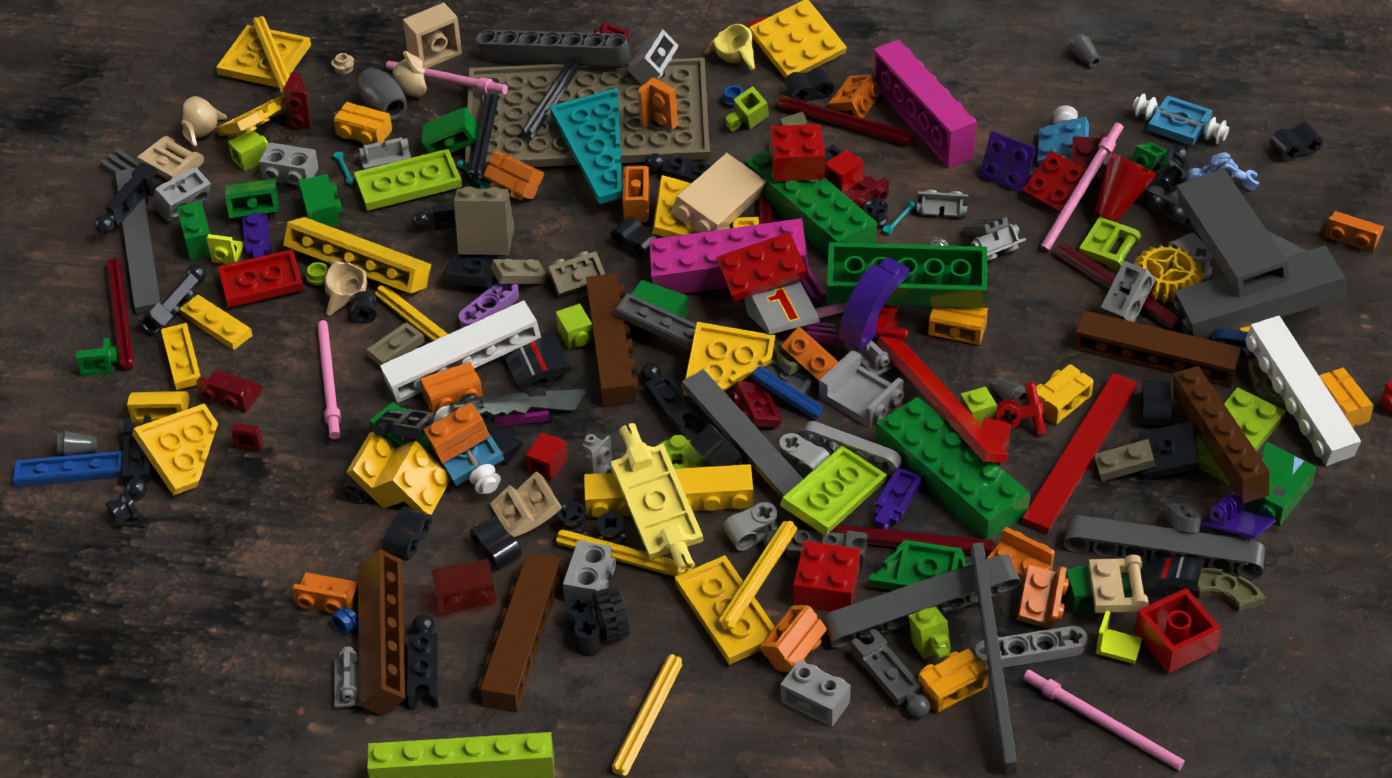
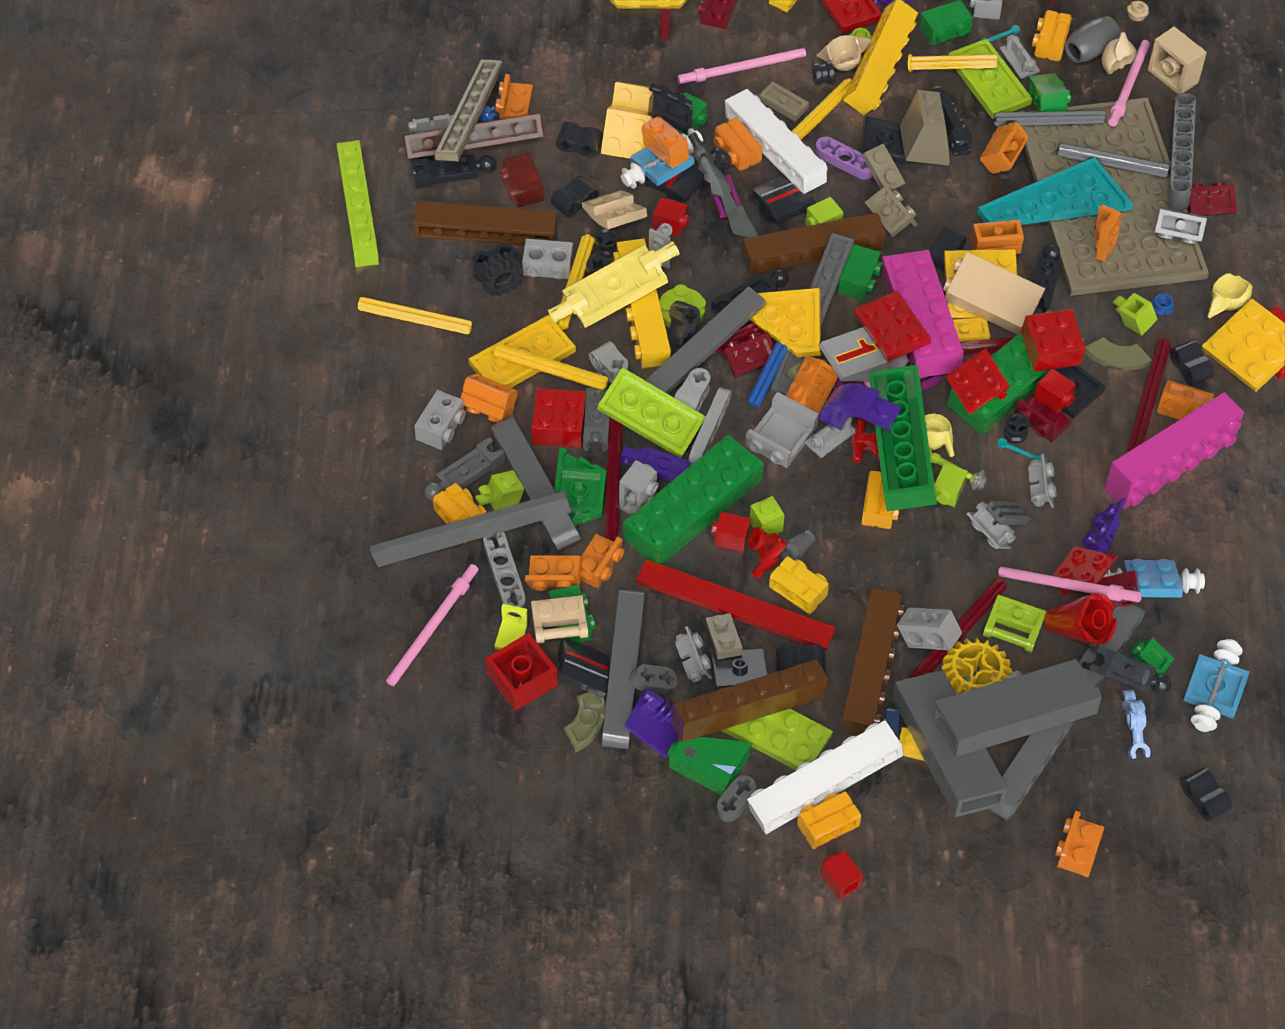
camera: 80 degrees right, 10 degrees up
(353, 620) = (469, 110): none -> dark tan tile
(383, 199) = (952, 62): none -> yellow axle
(839, 213) = (978, 381): none -> red hinge
(941, 506) = (637, 487): none -> light grey brick
(943, 400) = (766, 483): red tile -> none
(1157, 484) = (691, 646): none -> light grey hinge
(1324, 472) = (731, 795): none -> dark grey beam

